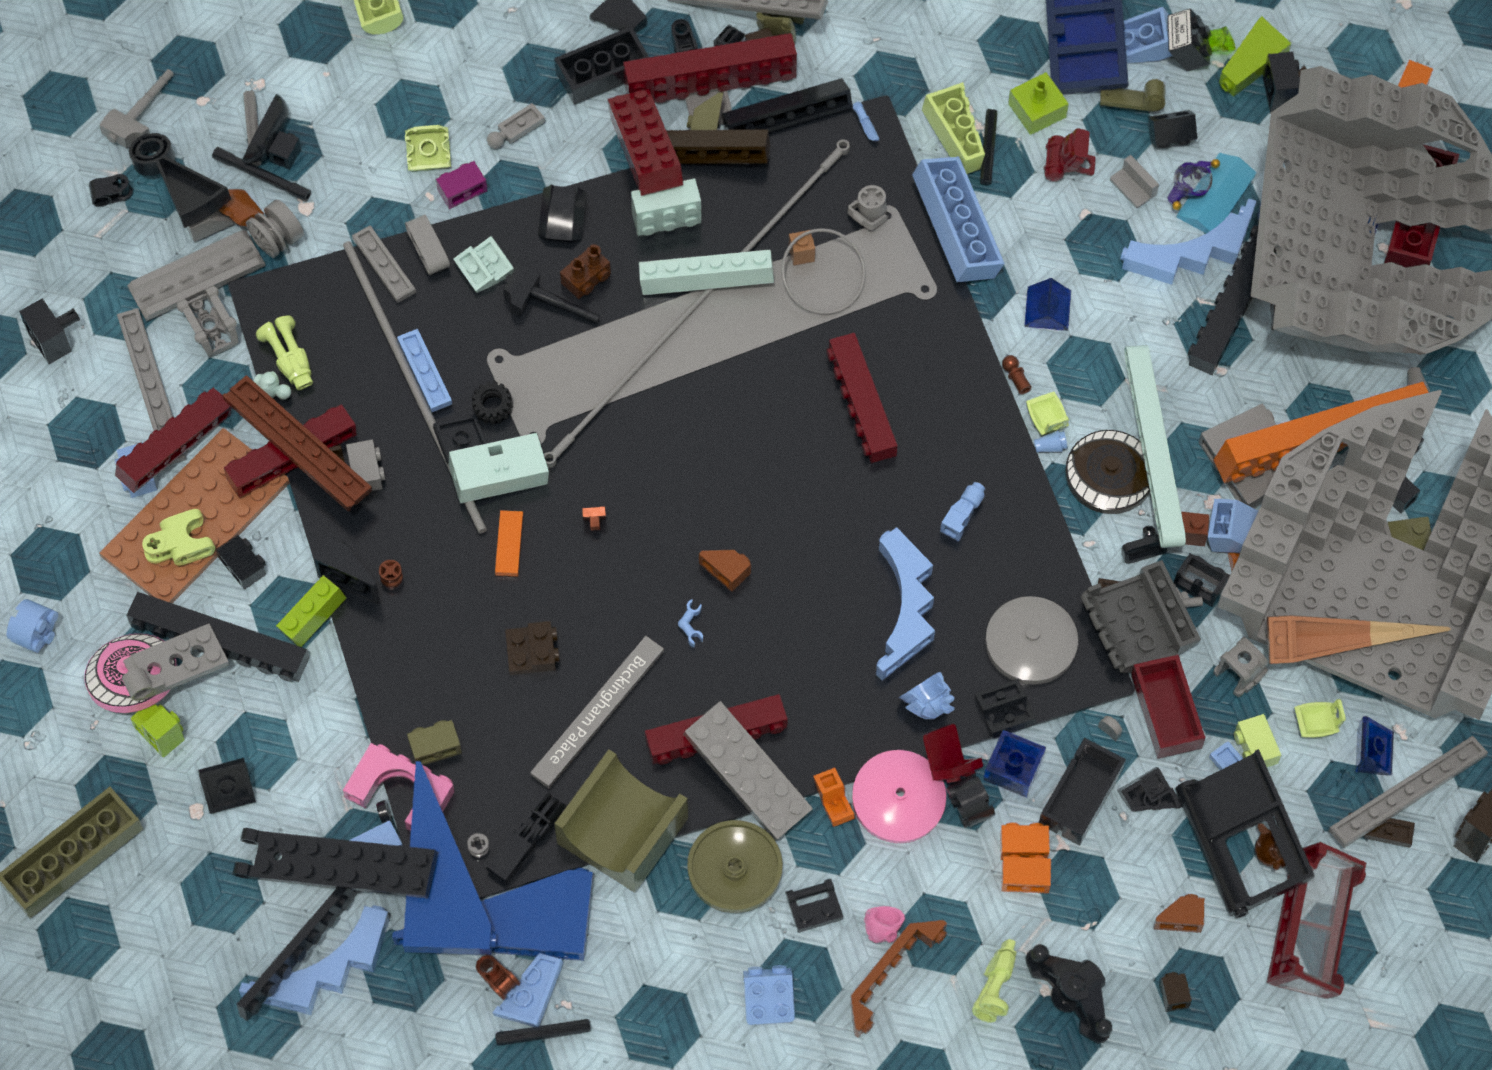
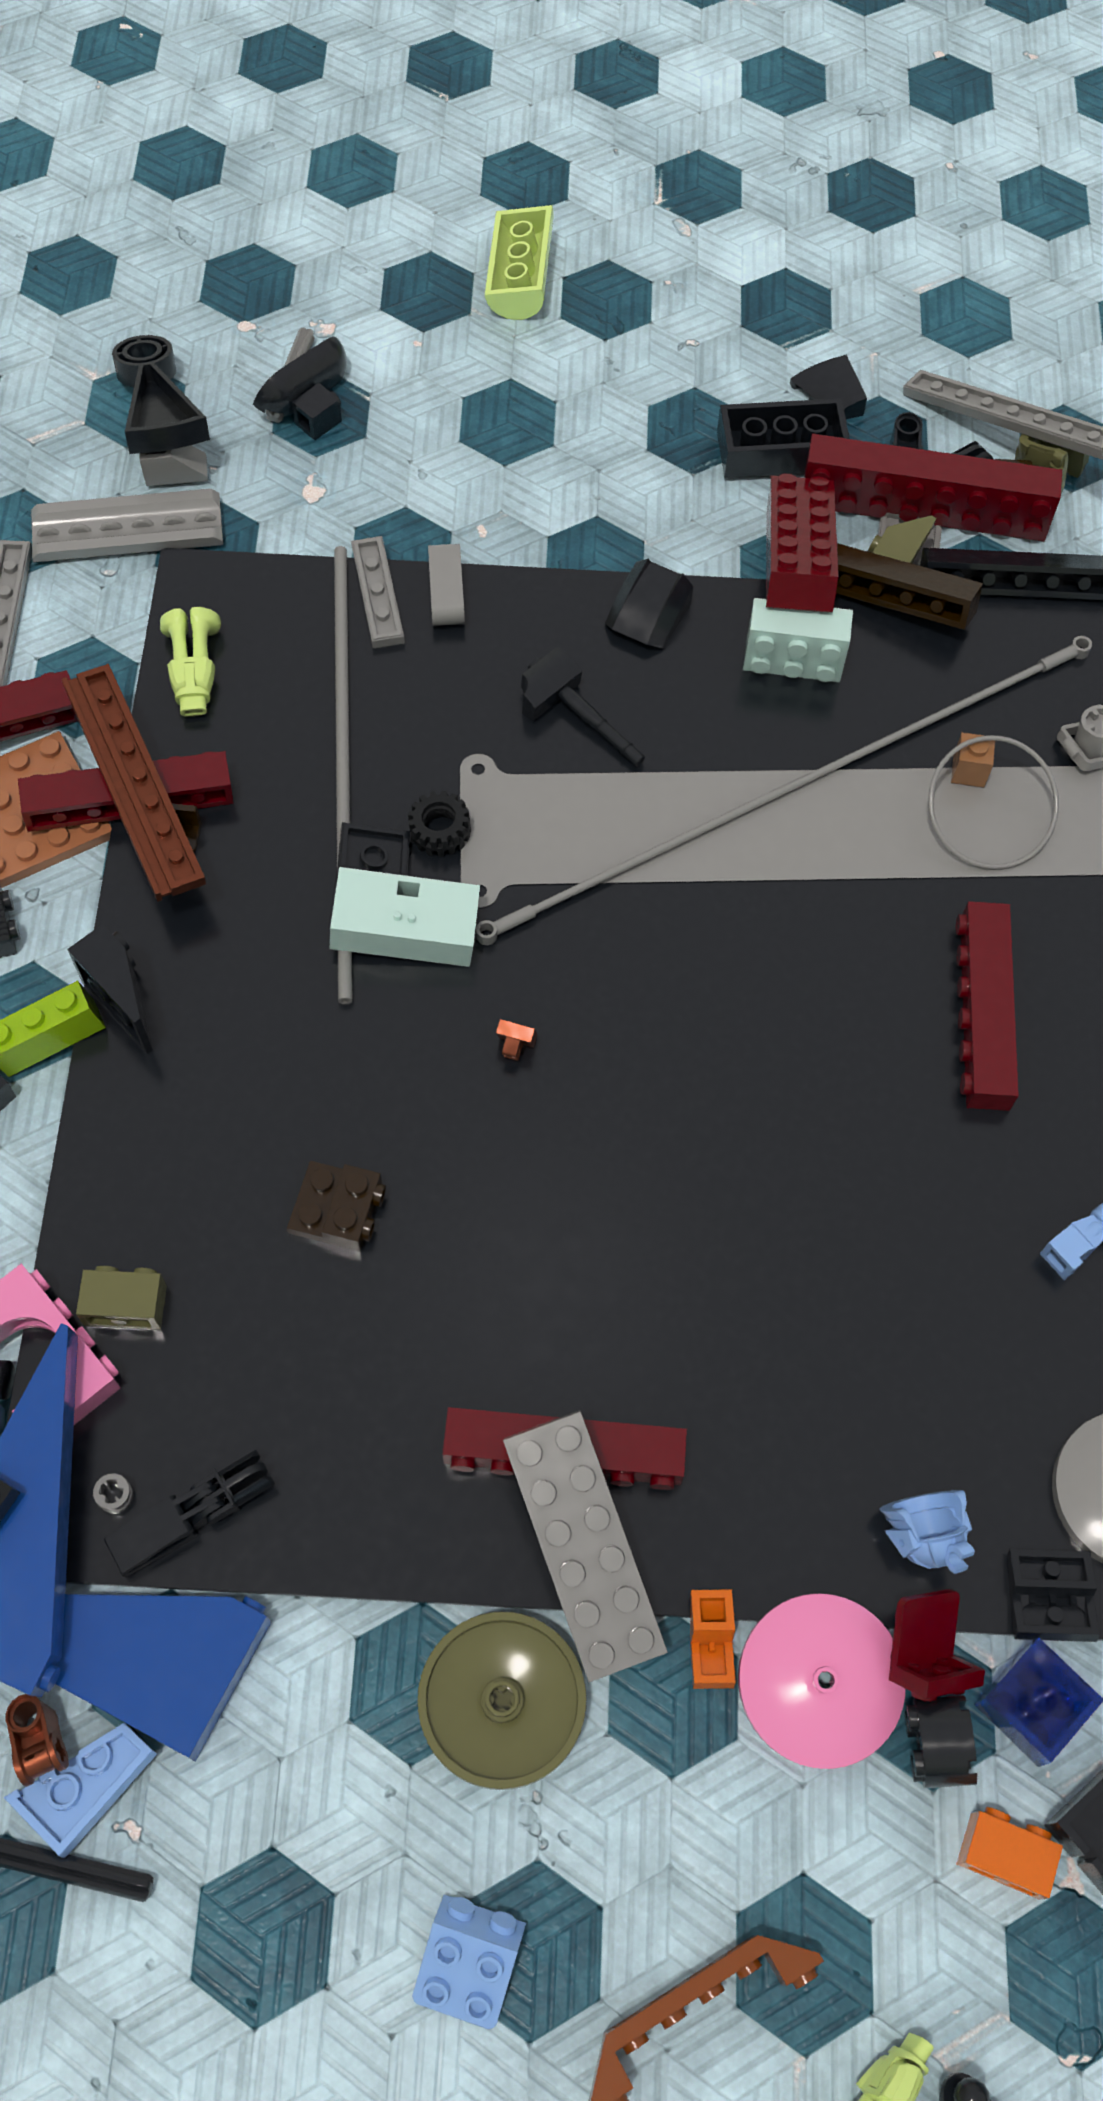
camera: 20 degrees right, 0 degrees up
(108, 190) = (68, 386): black piece -> none
(125, 128) = (123, 319): light grey piece -> none
(218, 315) = (91, 589): light grey piece -> none
(240, 207) = (223, 461): dark orange slope -> none
(270, 384) = (144, 696): light aqua animal -> none
(274, 228) = (252, 497): light grey wheel -> none
(291, 187) = (304, 460): black piece -> none
(363, 461) = (221, 847): light grey brick -> none
(387, 568) = (180, 1006): copper wheel -> none
(424, 370) = (365, 748): light blue plate -> none
(427, 148) = (505, 467): yellowish green slope -> none
(461, 184) = (529, 526): magenta brick -> none
(484, 264) = (512, 637): light aqua slope -> none
(509, 543) = (374, 1033): orange tile -> none
(516, 126) = (634, 479): light grey plate -> none
(585, 272) = (648, 689): reddish brown brick -> none
(597, 712) = (390, 1345): light grey tile -> none
(620, 823) = (344, 1550): olive piece -> none
(684, 624) = (584, 1252): light blue arm -> none
(706, 272) = (821, 746): light aqua brick -> none
(726, 566) = (684, 1187): dark orange slope -> none
(817, 912) = (608, 1836): black plate -> none
(883, 923) = (714, 1910): bright pink helmet -> none
(912, 630) = (941, 1400): light blue arch -> none
(1026, 874) = (993, 1917): orange brick -> none

